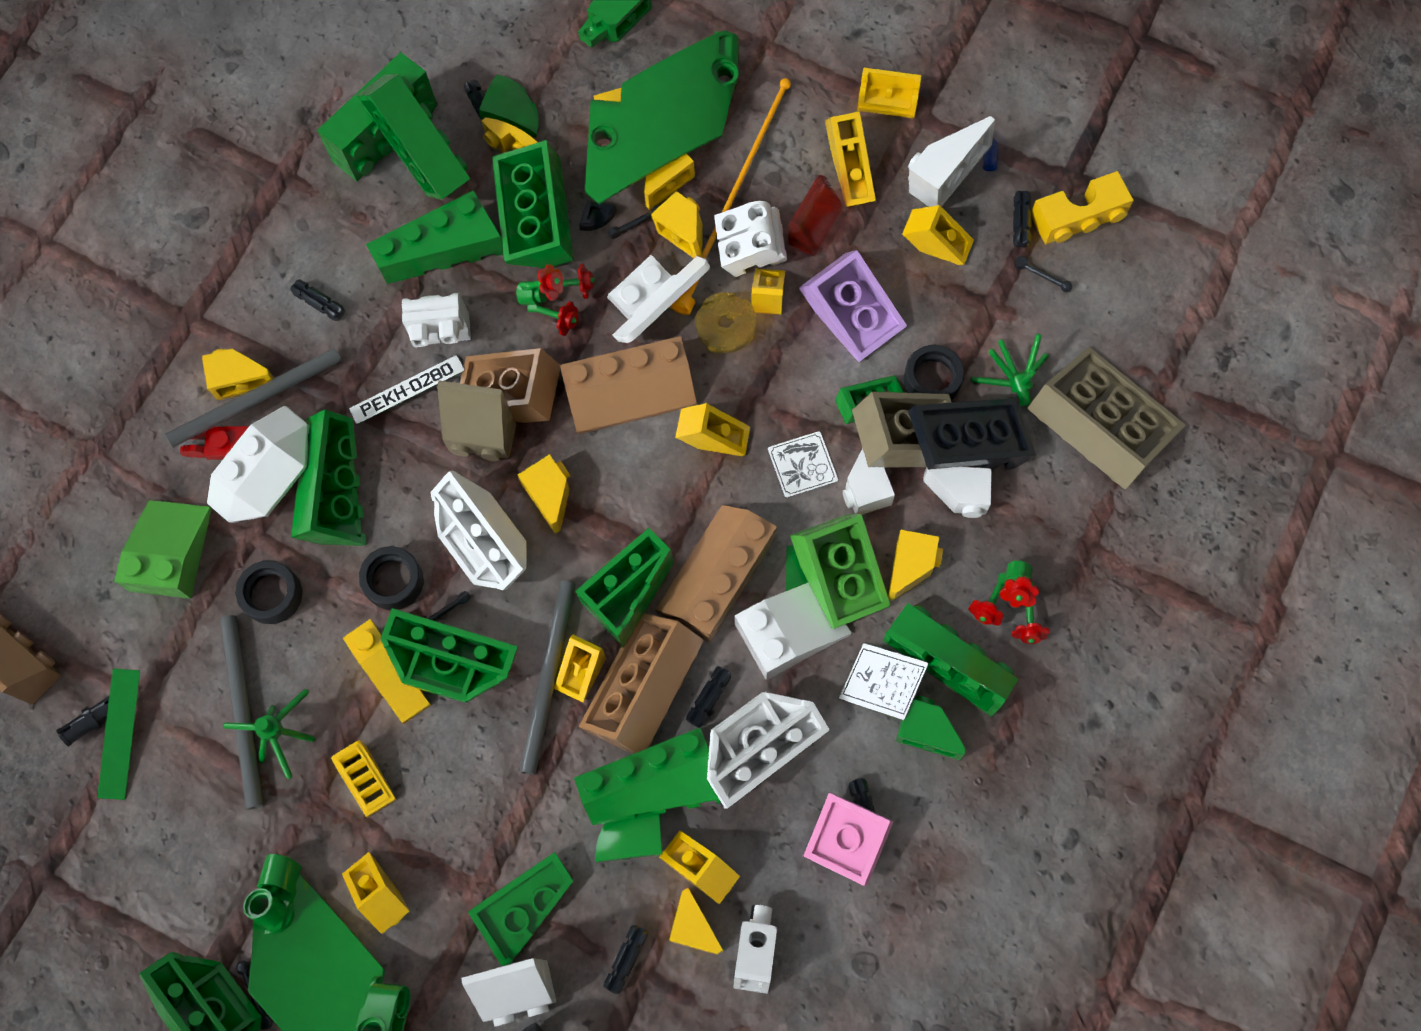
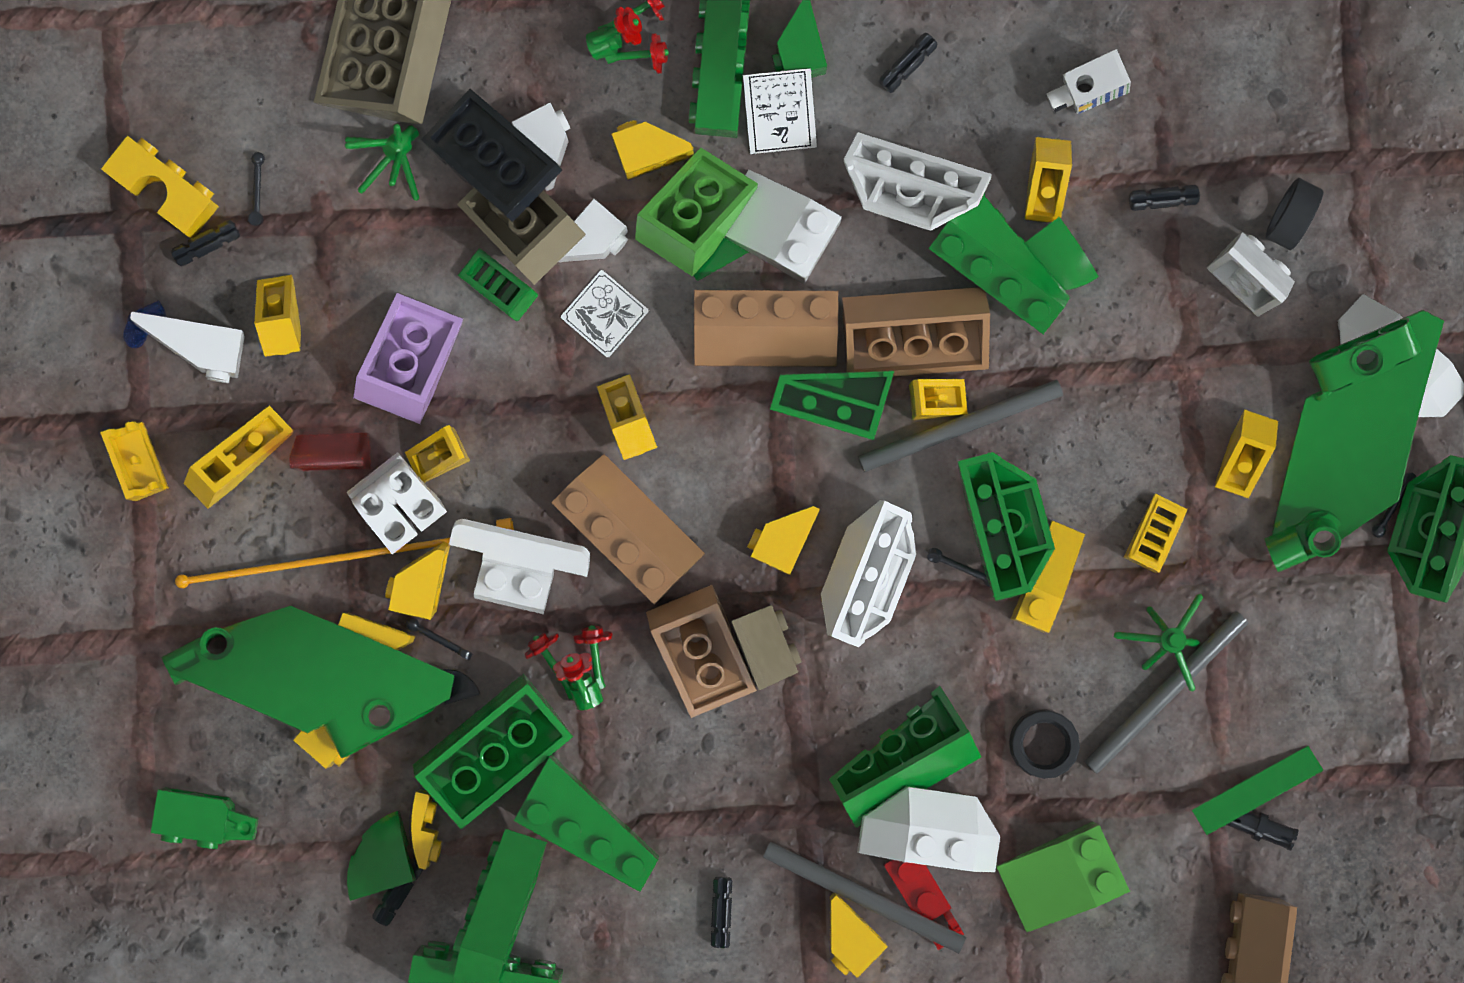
camera: 125 degrees left, 15 degrees up
(380, 557) = (986, 640): black tyre -> none
(406, 389) = (760, 754): white sticker -> none
(436, 319) = (675, 767): white hips -> none
(519, 908) = (1181, 318): green wing -> none
(691, 926) = (1105, 153): yellow slope -> none
(708, 697) = (889, 265): black axle -> none
(725, 339) = (480, 476): clear yellow plate -> none
(848, 839) = (945, 60): bright pink plate -> none
(938, 354) = (430, 209): black tyre -> none

